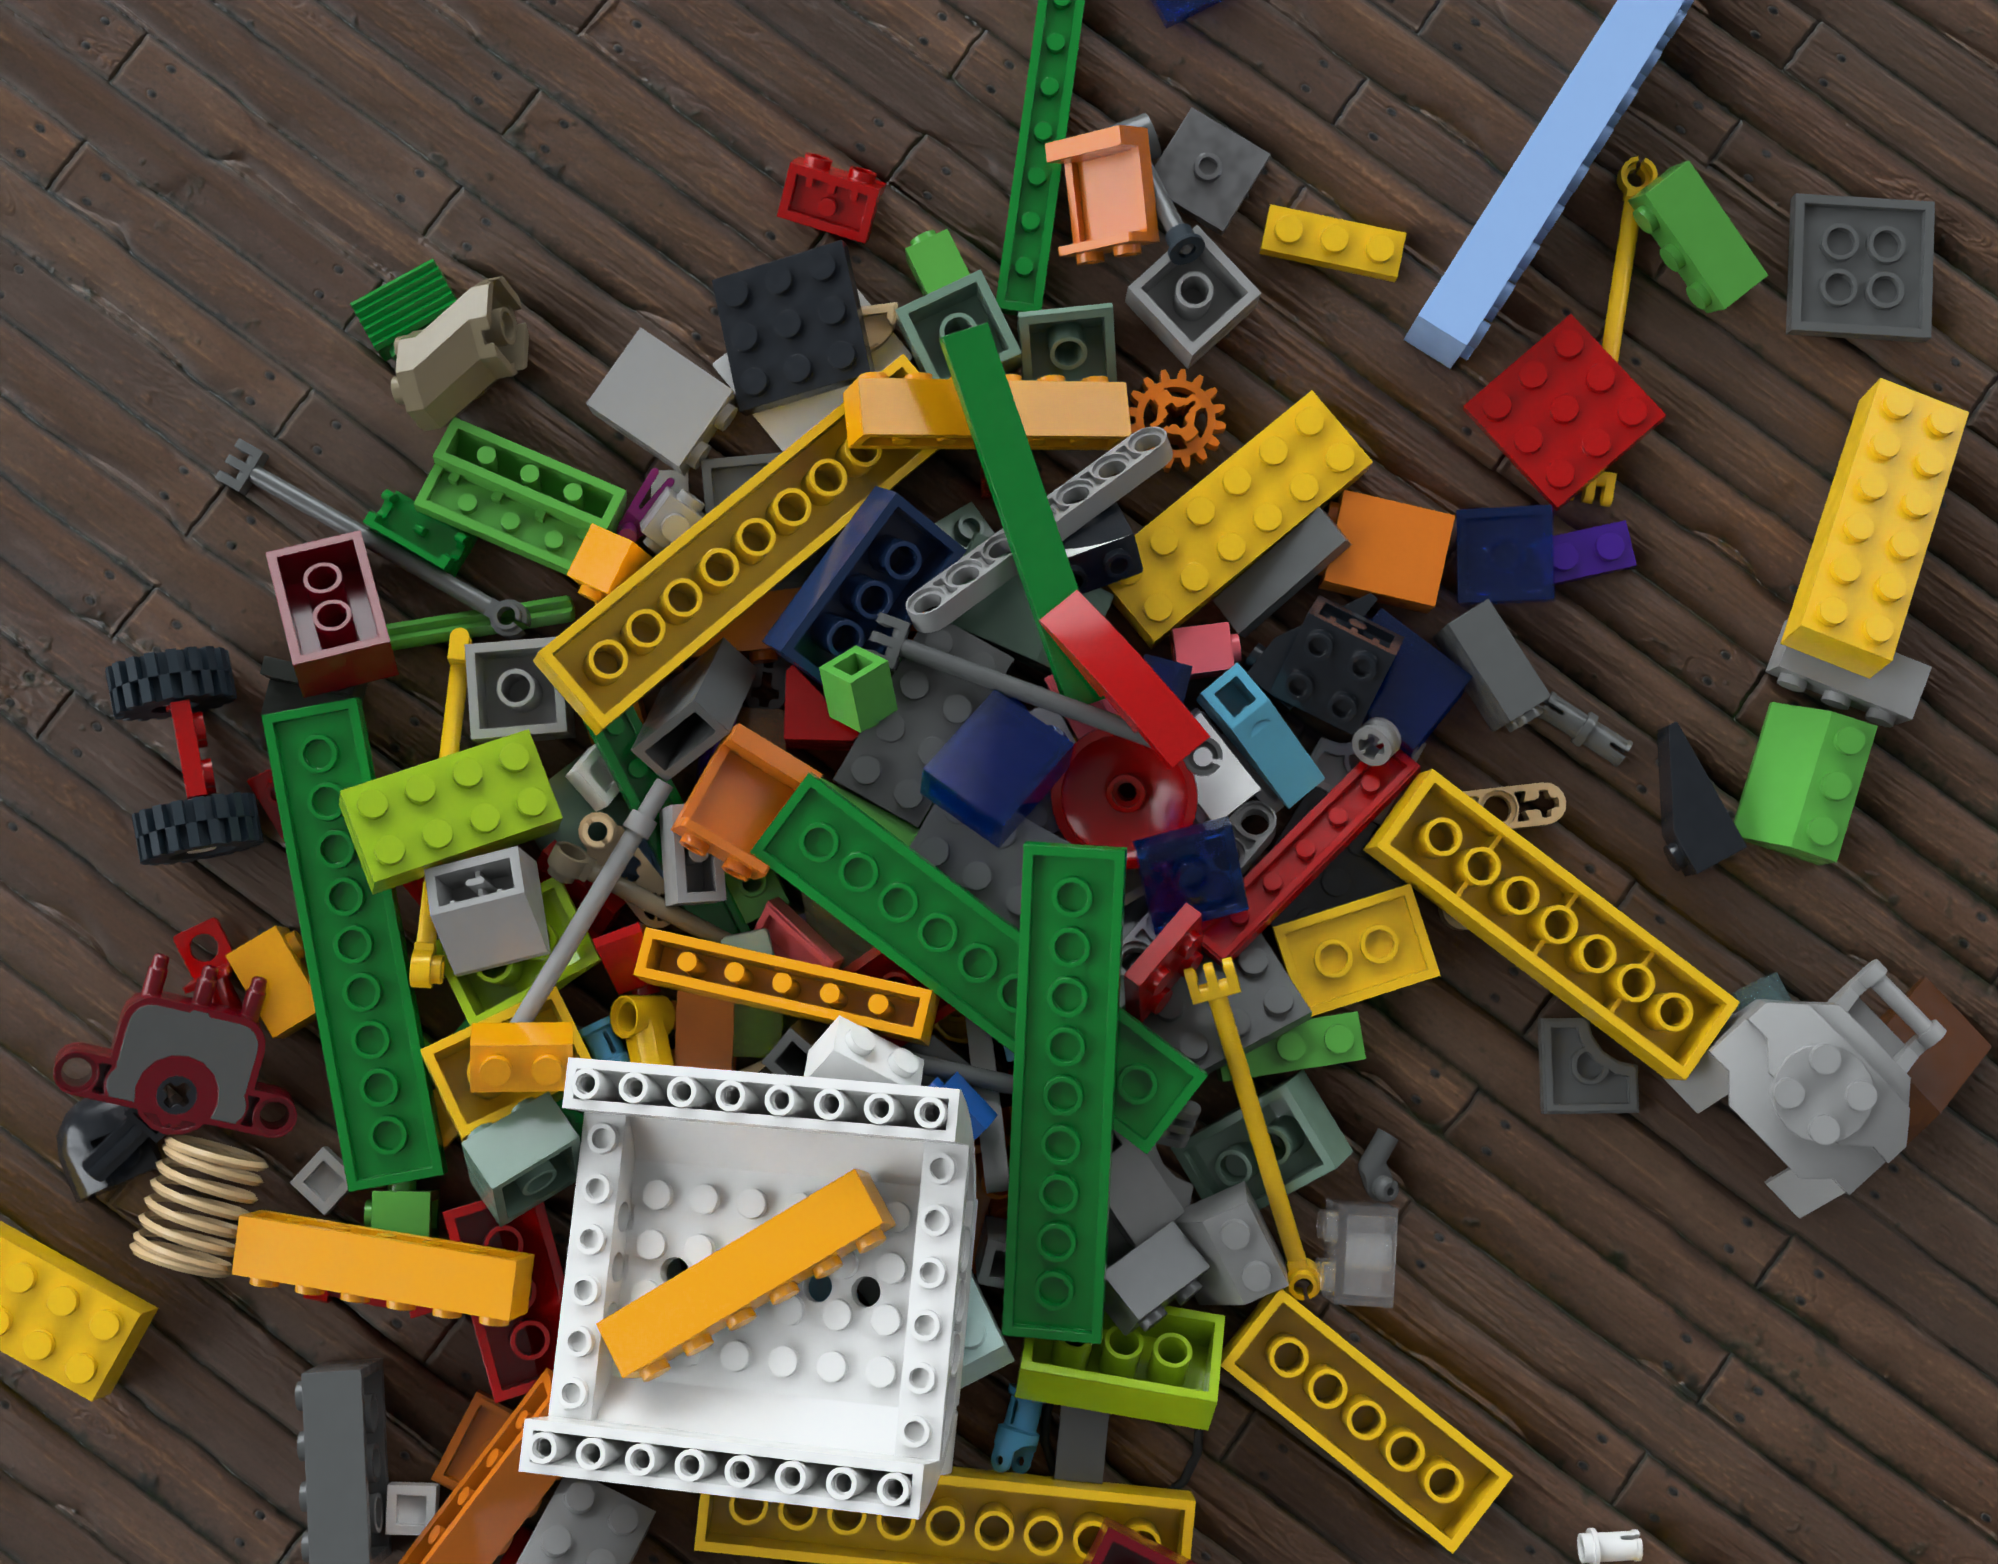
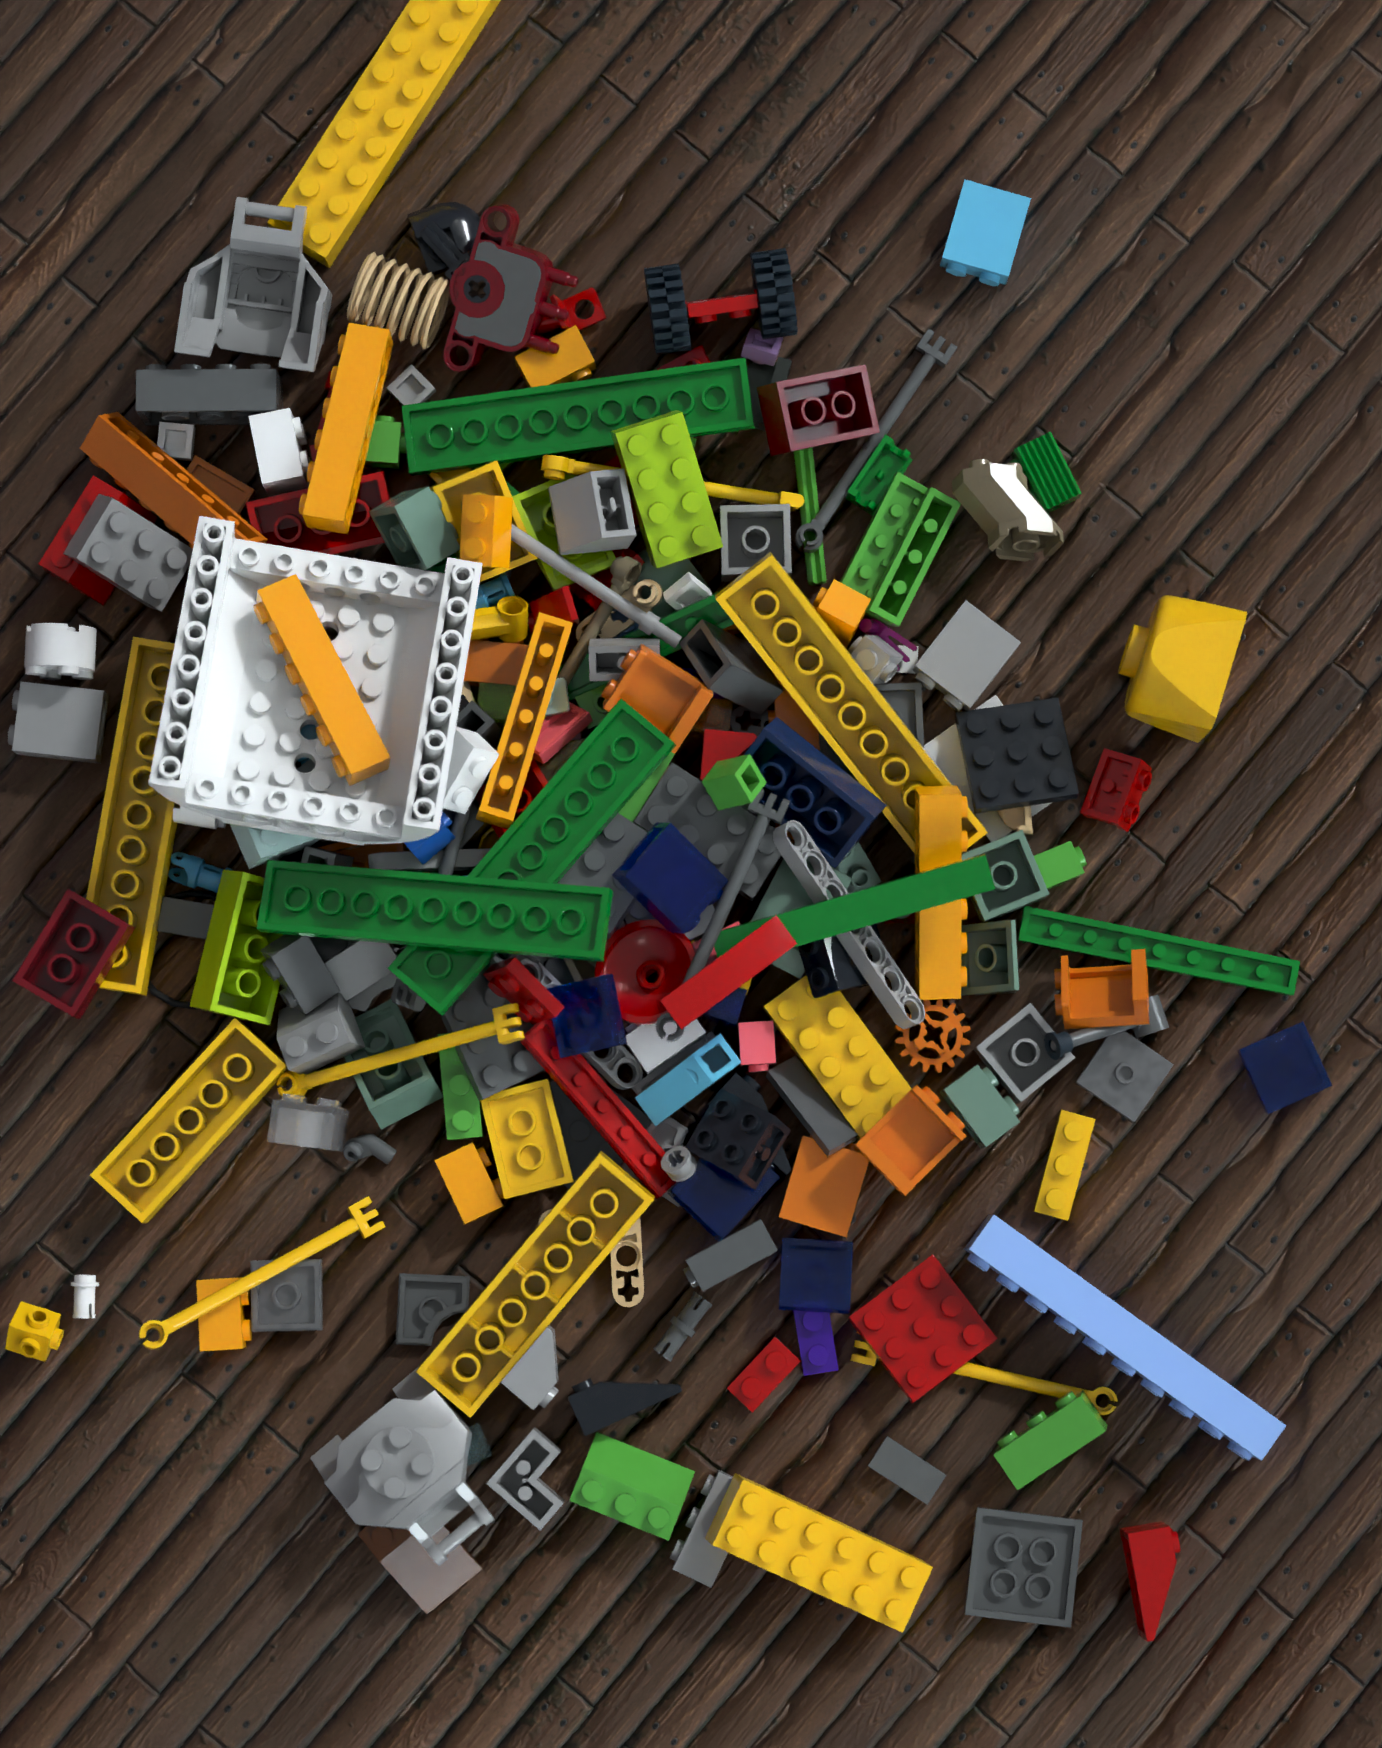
camera: 95 degrees right, 0 degrees up
(78, 407) = (985, 233): none -> medium azure brick
(194, 1409) = (257, 294): none -> light grey piece
(252, 700) = (761, 350): none -> lavender plate
(420, 1360) = (279, 451): none -> white brick
(662, 102) = (1181, 665): none -> yellow piece
(1268, 348) = (981, 1106): none -> sand green brick
(1323, 431) = (911, 1139): none -> orange panel
(1416, 1025) = (470, 1182): none -> light orange brick
(1479, 1175) = (356, 1222): none -> yellow hinge
(1586, 1266) = (289, 1299): none -> flat silver plate
(1619, 1352) = (226, 1325): none -> light orange brick
(1637, 619) = (763, 1374): none -> red plate
(1678, 917) = (536, 1372): none -> light grey slope
(1746, 425) = (906, 1470): none -> dark grey tile
(1811, 929) = (520, 1483): none -> light grey brick
(1860, 99) = (1150, 1567): none -> red slope

